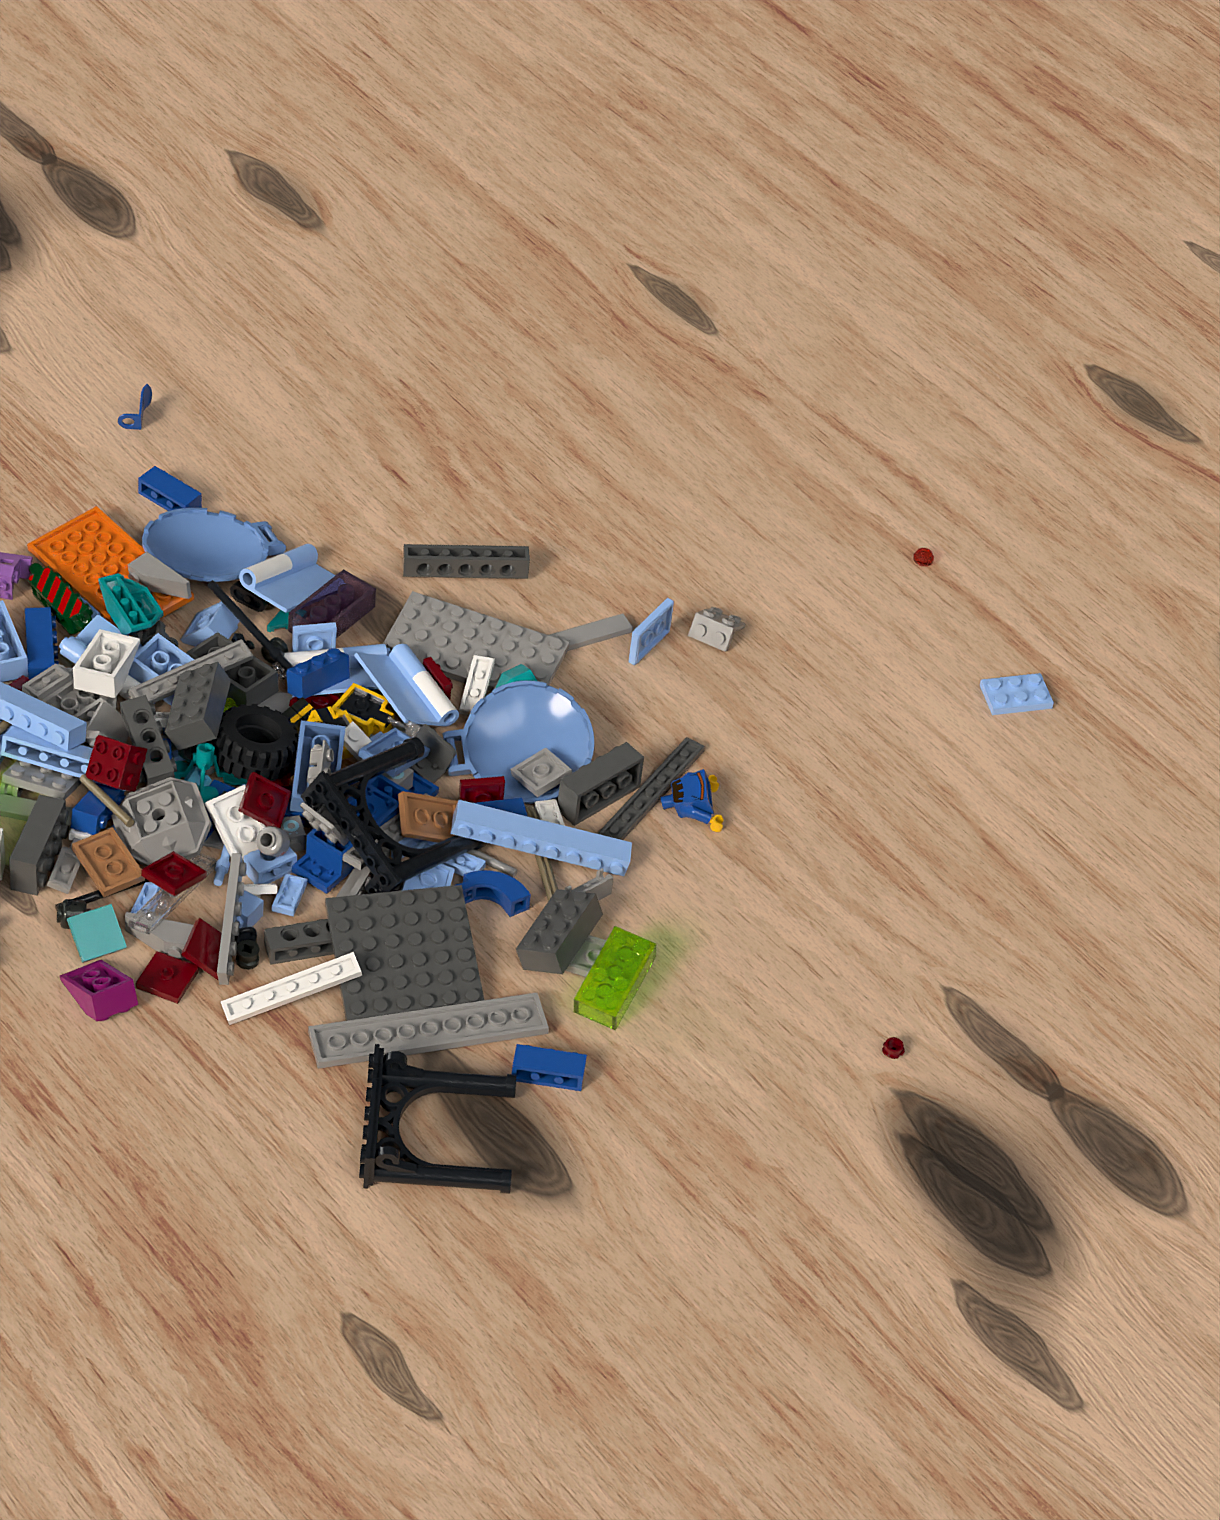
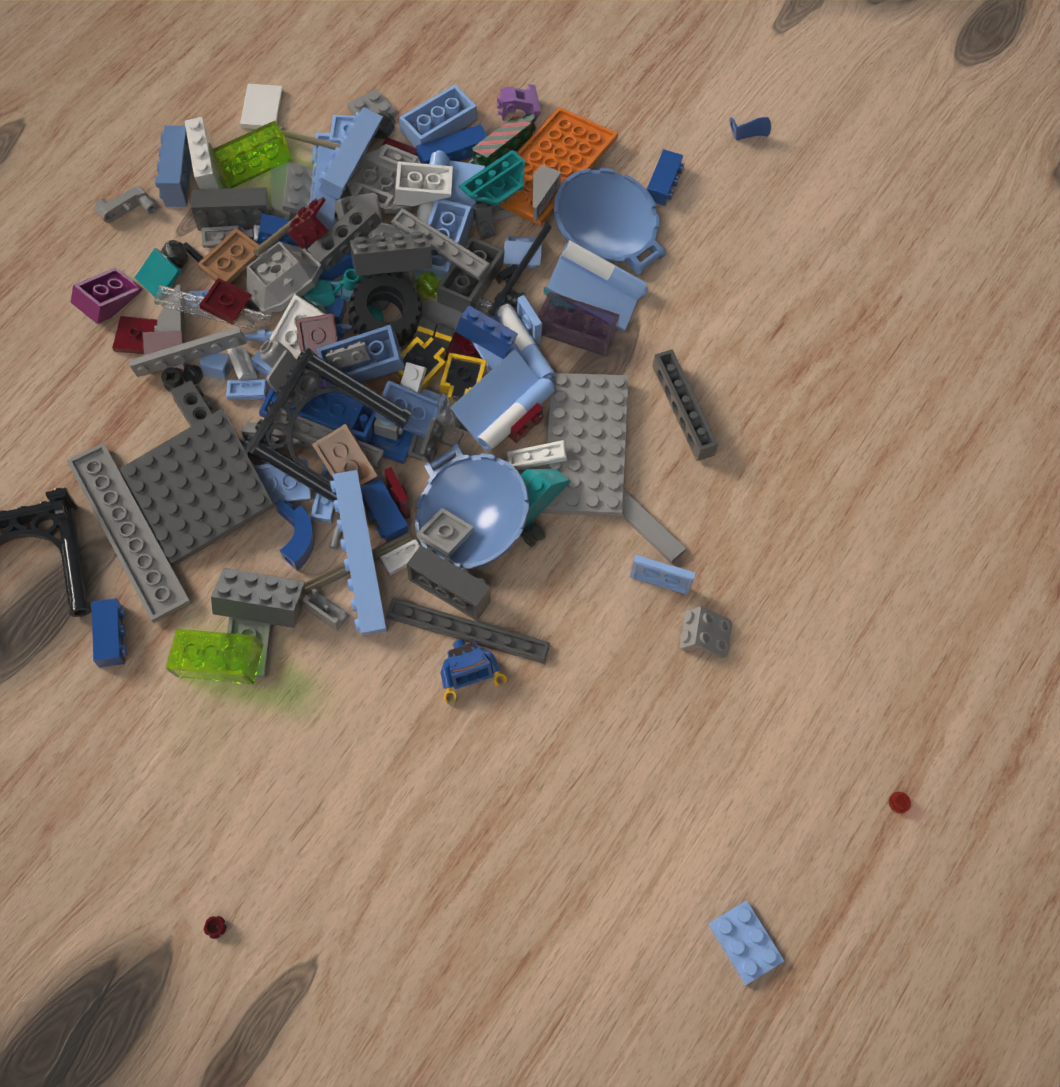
camera: 75 degrees right, 20 degrees up
(291, 988) = (132, 418): white plate -> none

